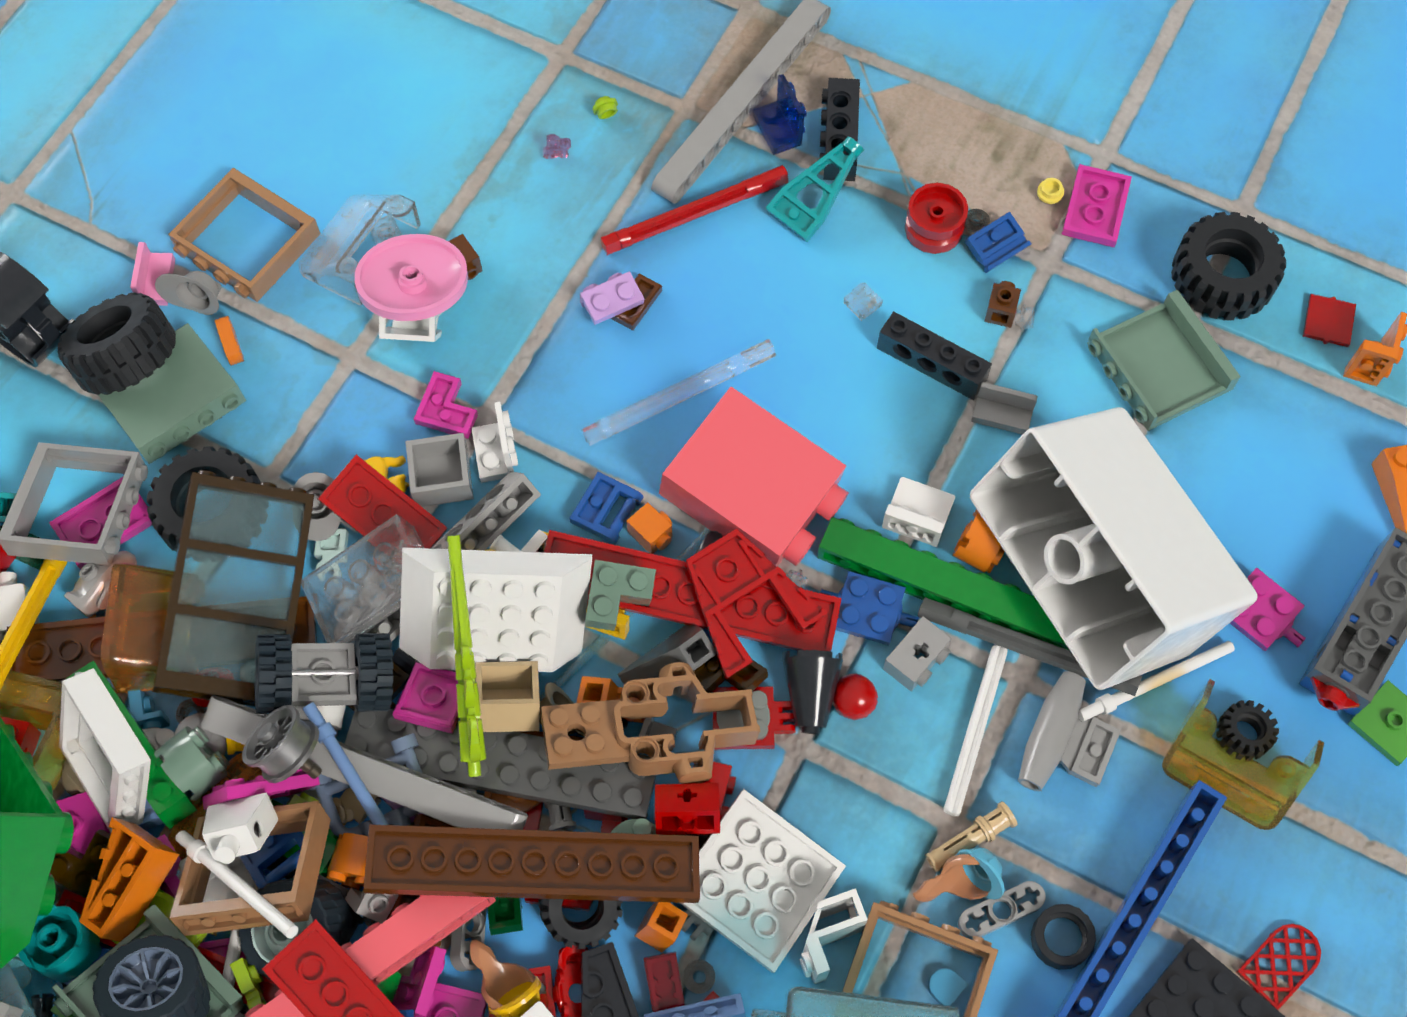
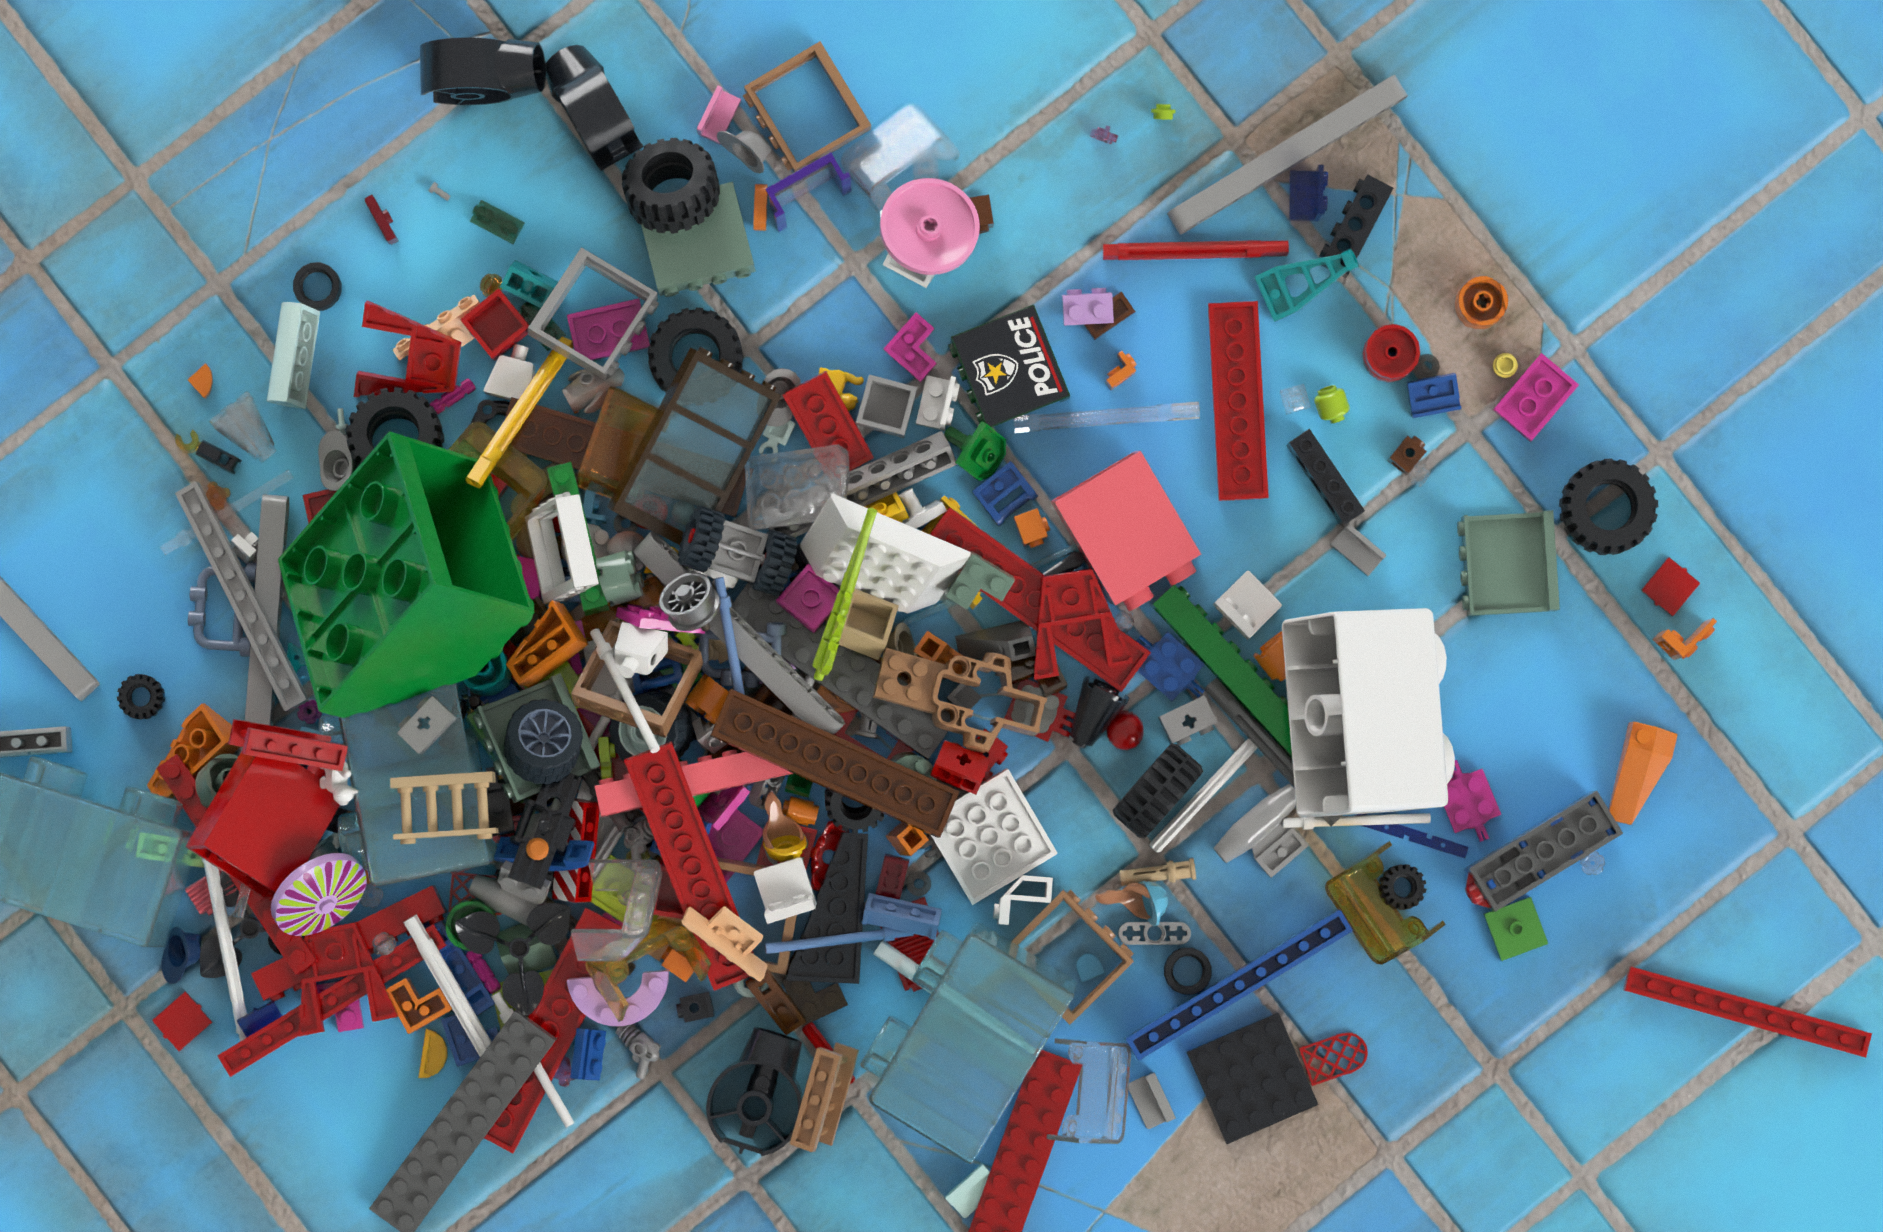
camera: 15 degrees right, 20 degrees up
(263, 283) = (803, 182): none -> dark purple piece
(521, 950) = (800, 810): none -> orange brick
(554, 383) = (1009, 367): none -> black panel
(561, 472) = (980, 452): none -> green piece
(675, 344) = (1119, 375): none -> orange bracket
(808, 326) = (1238, 401): none -> red plate
(902, 287) = (1332, 404): none -> lime head
(927, 735) = (1157, 790): none -> black tyre
(997, 143) = (1489, 291): none -> orange brick
(1231, 672) = (1420, 838): none -> clear blue piece

